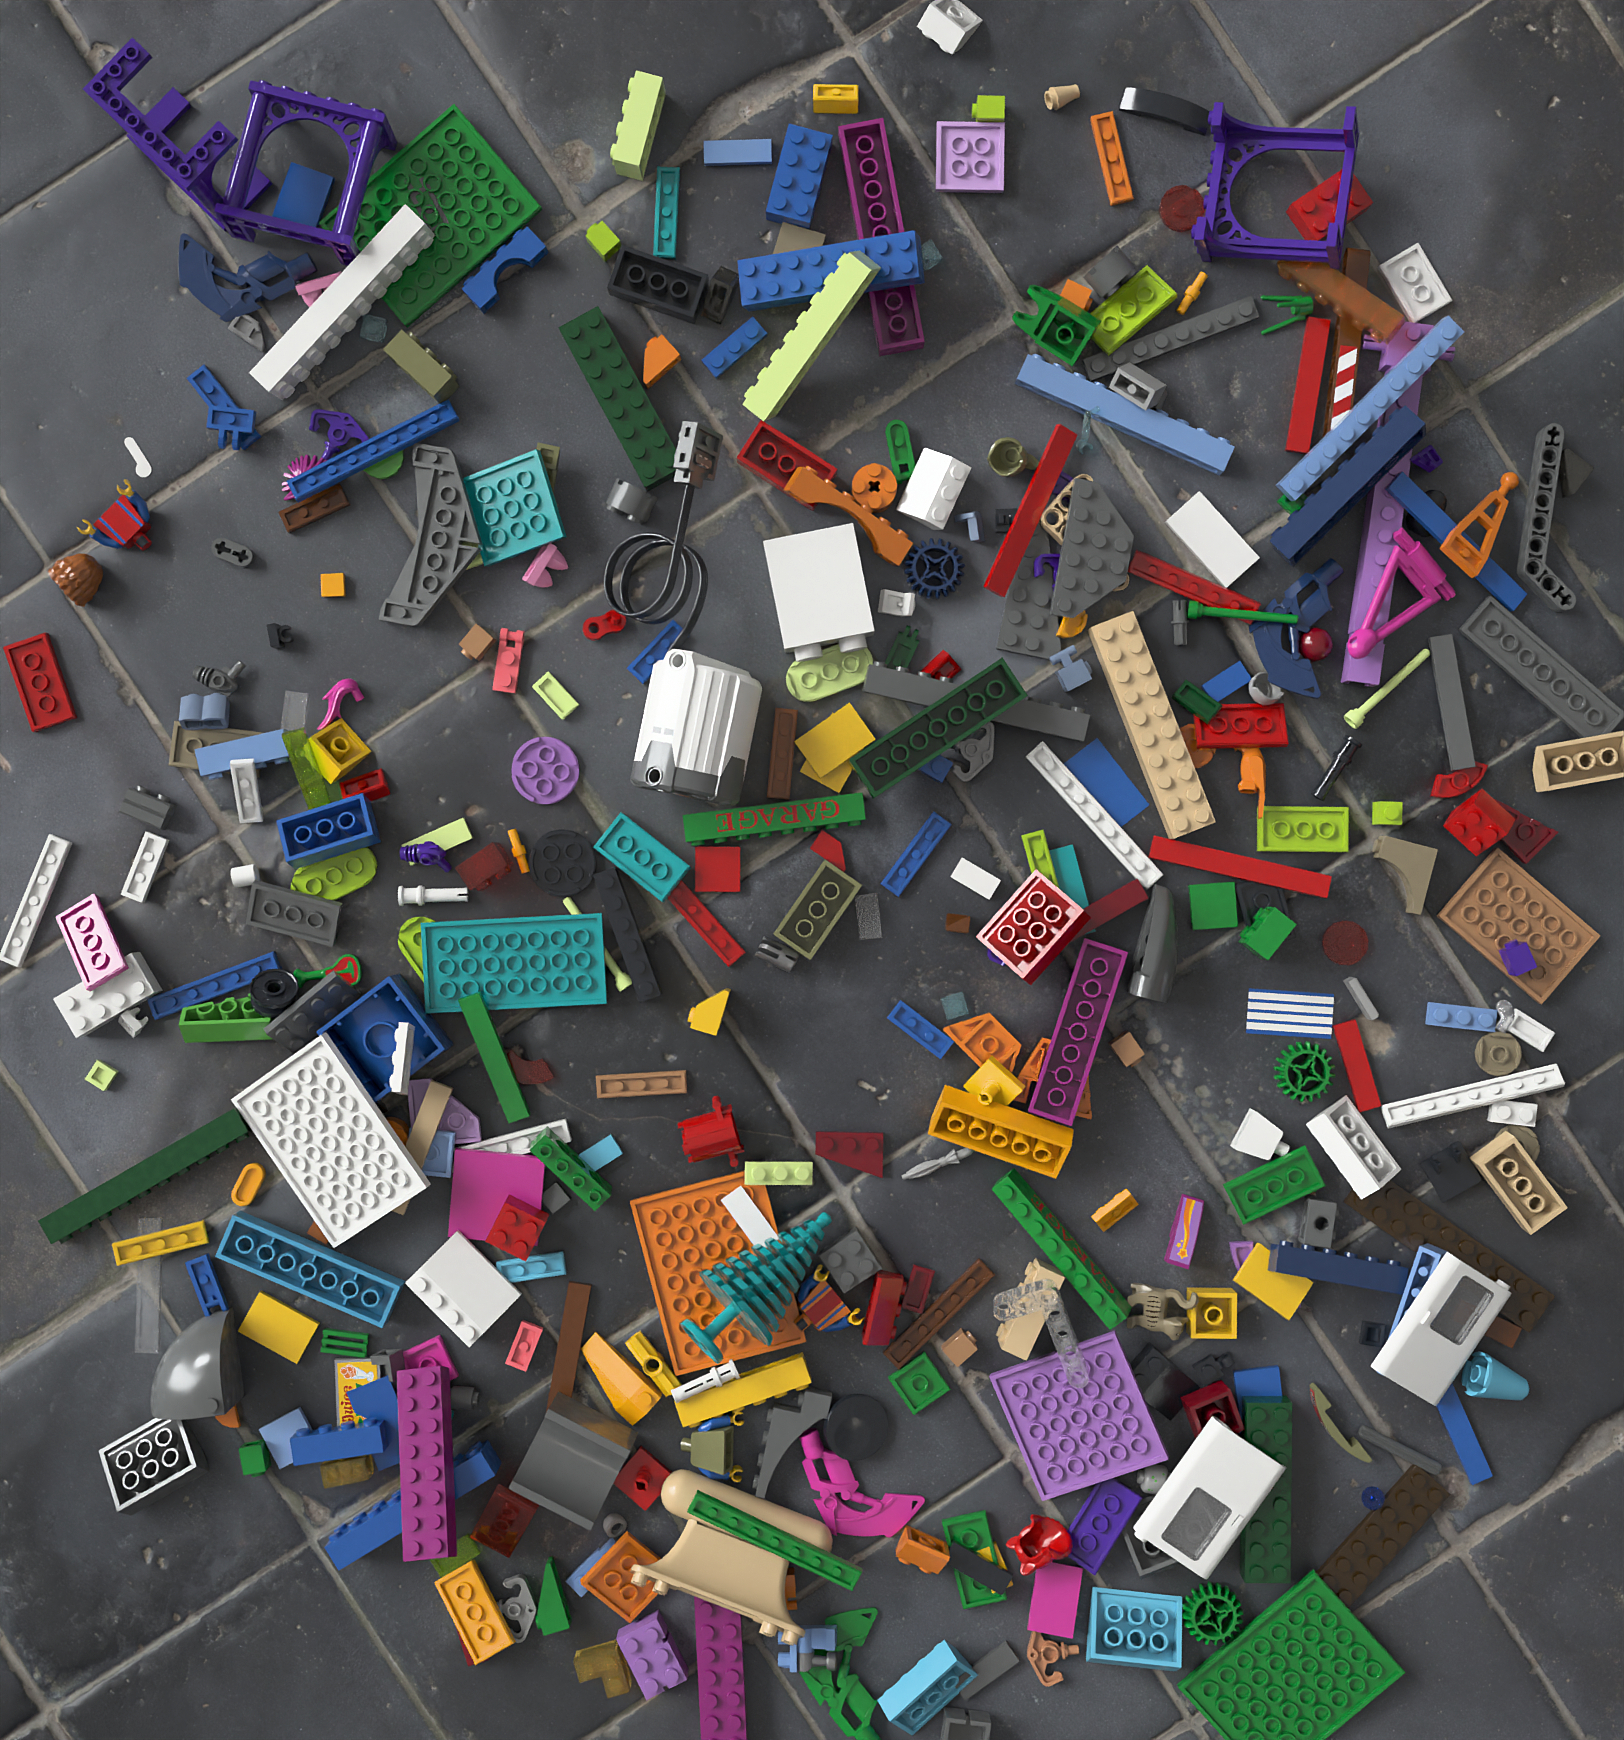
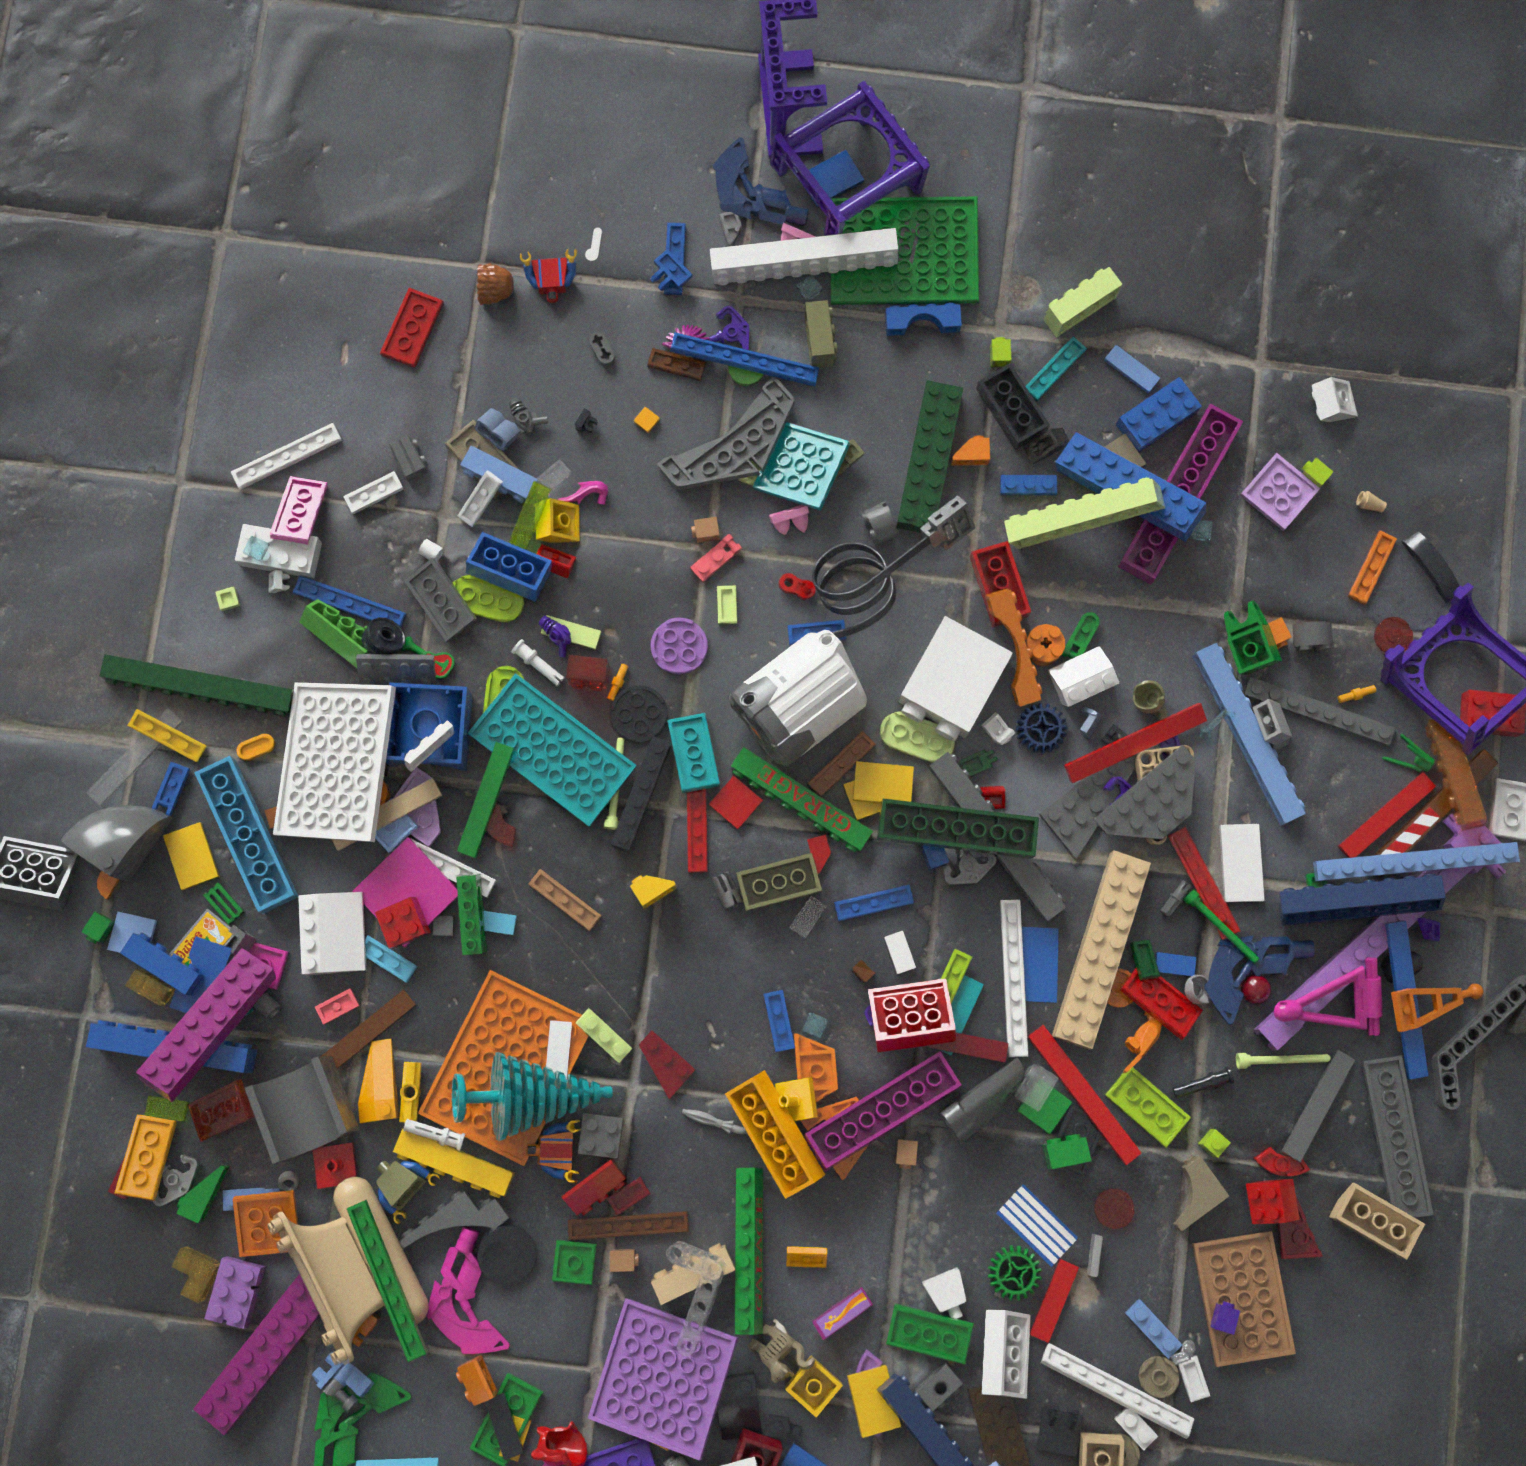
camera: 40 degrees right, 10 degrees down
(85, 1012) = (256, 548): none -> clear light blue plate
(712, 1135) = (582, 971): red container -> none
(835, 99) = (1222, 387): yellow slope -> none
(1072, 626) = (1103, 841): light orange tile -> none
(1072, 673) = (1076, 871): sand blue brick -> none
(1131, 309) = (1307, 670): lime tile -> none
(1192, 896) = (1035, 1087): none -> clear bracket

